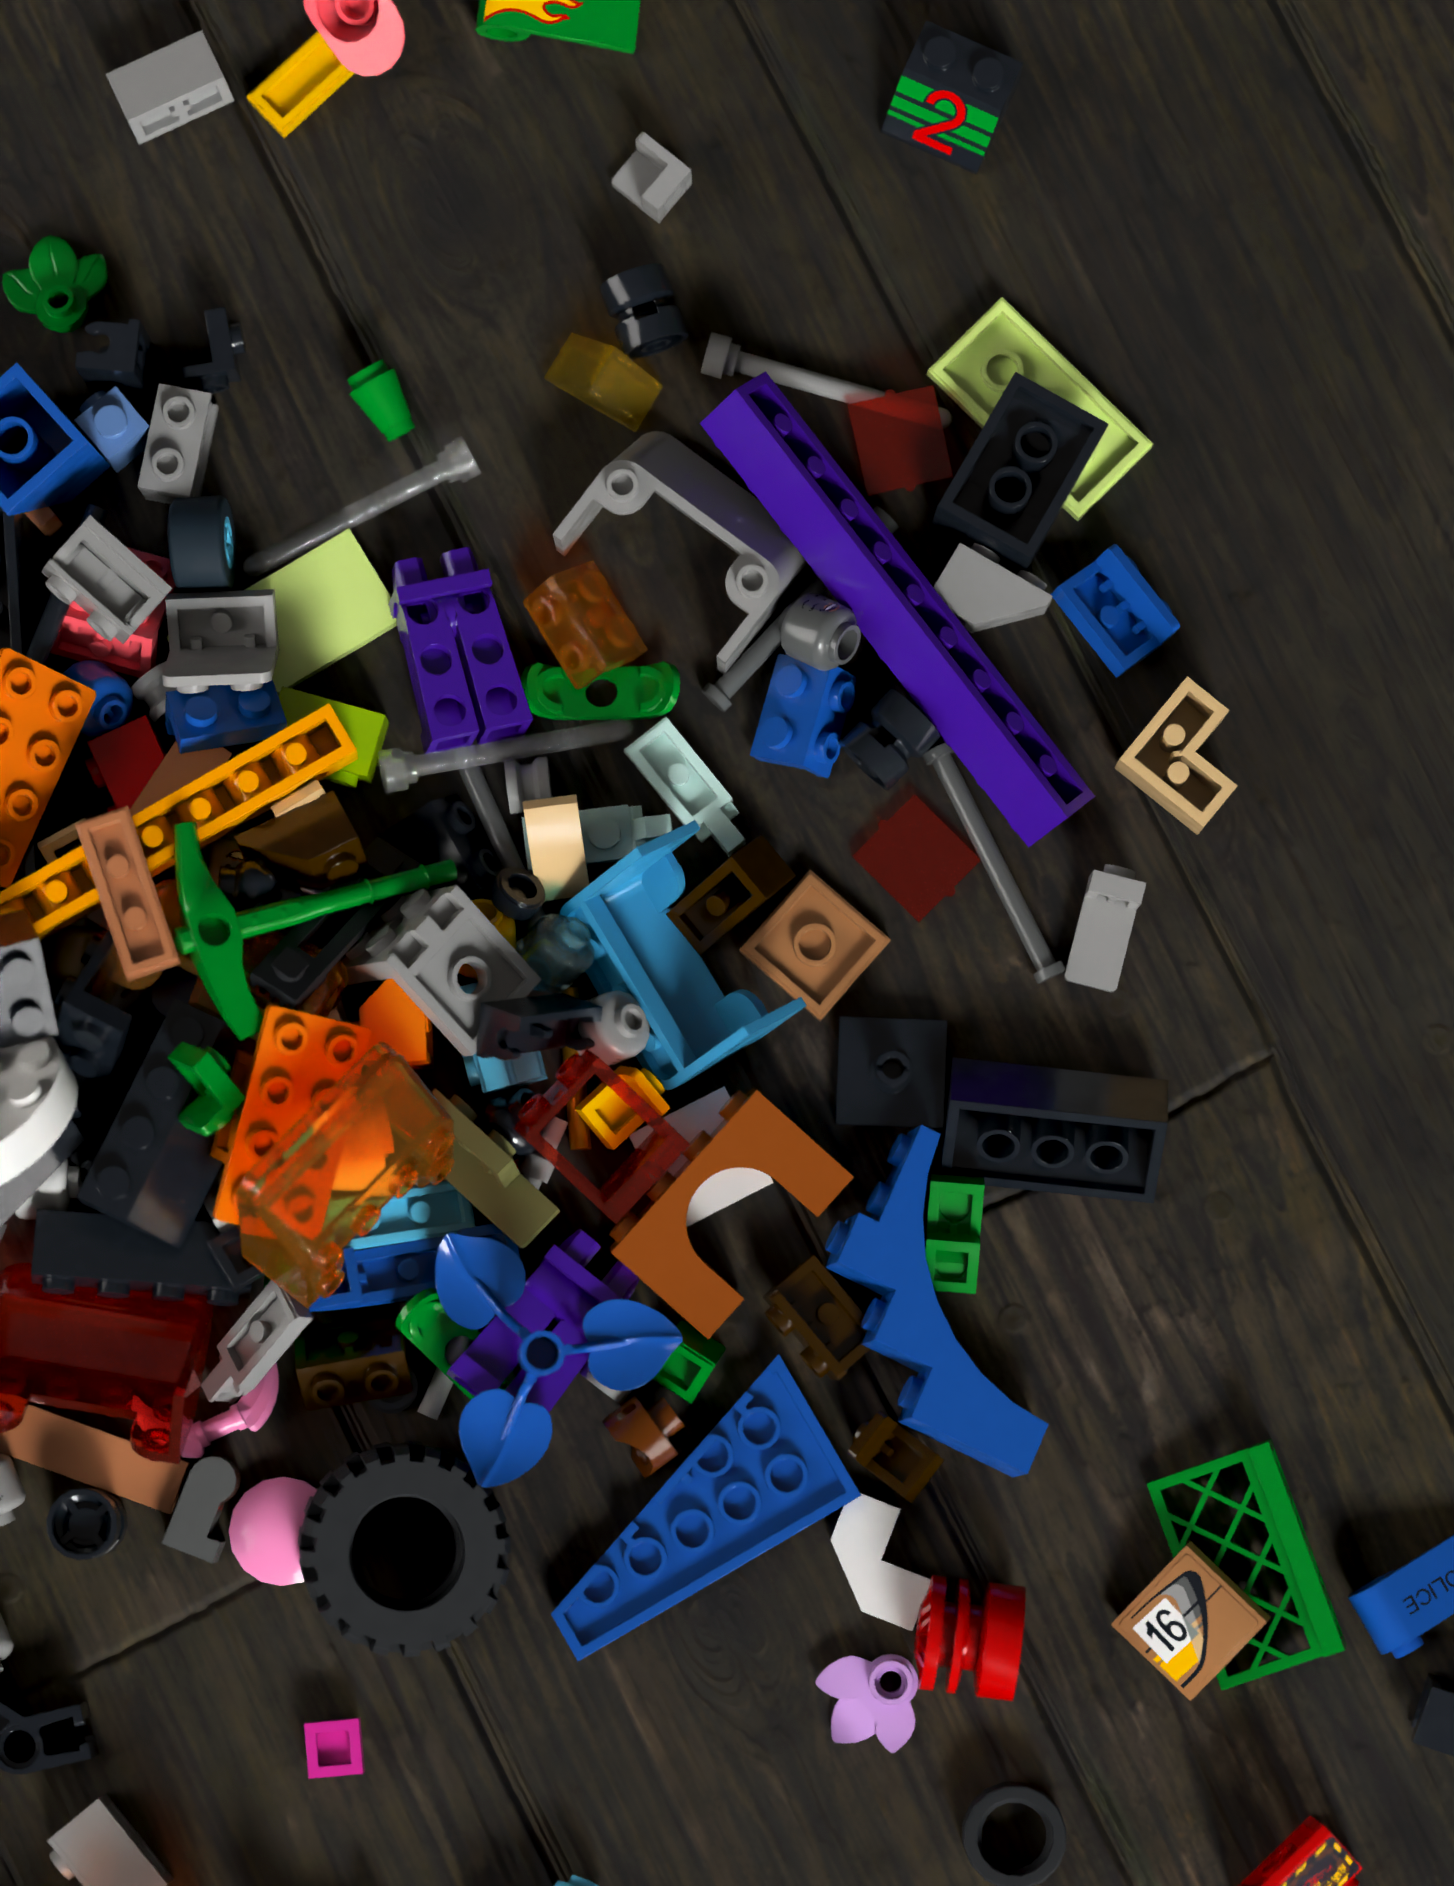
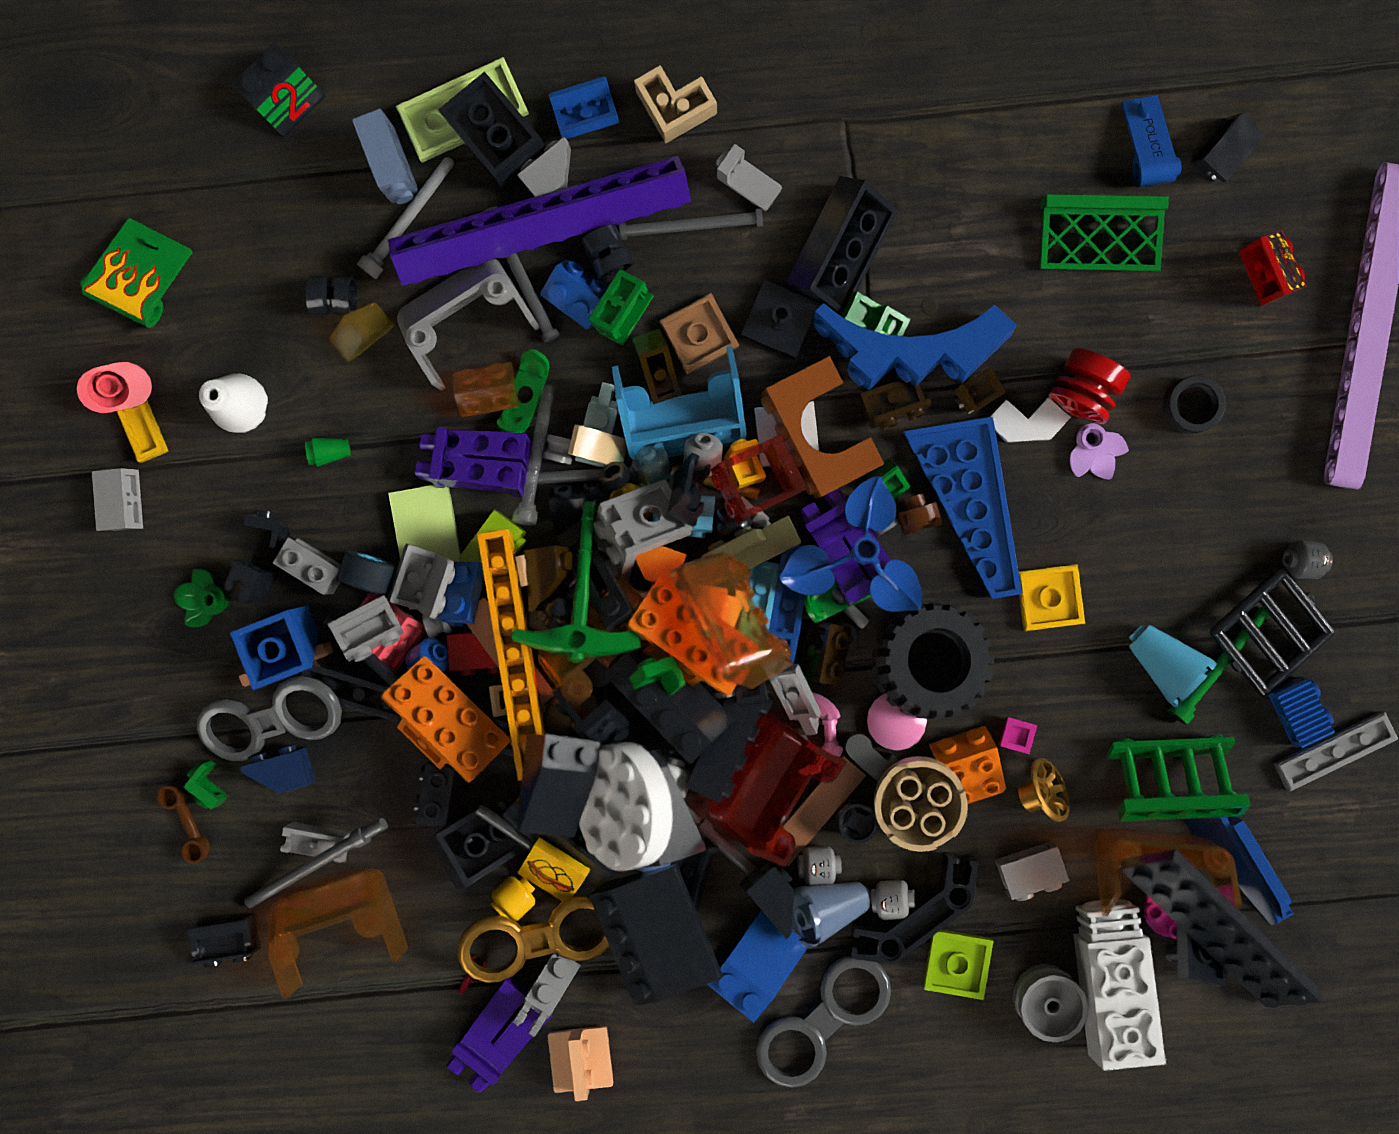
camera: 70 degrees left, 5 degrees up
(113, 427) = (287, 595): medium blue brick -> none
(120, 1625) = (923, 821): none -> tan cylinder
(127, 893) = (538, 678): nougat tile -> none
(247, 1684) = (974, 761): none -> orange bracket
(249, 1824) = (1041, 793): none -> pearl gold wheel
(406, 220) = (234, 402): none -> white cone
(452, 464) = (375, 426): clear piece -> none
(592, 1716) = (1051, 597): none -> yellow tile
(652, 178) = (262, 264): light grey panel -> none
(686, 784) = (590, 367): light aqua hinge -> none
(805, 798) = (621, 307): none -> green hinge
(819, 632) = (536, 266): dark grey head -> none
(900, 440) = (451, 187): clear red piece -> none
(904, 317) = (386, 157): none -> sand blue brick
(916, 858) = (673, 264): clear red piece -> none
(1190, 1621) = (1121, 271): slope -> none

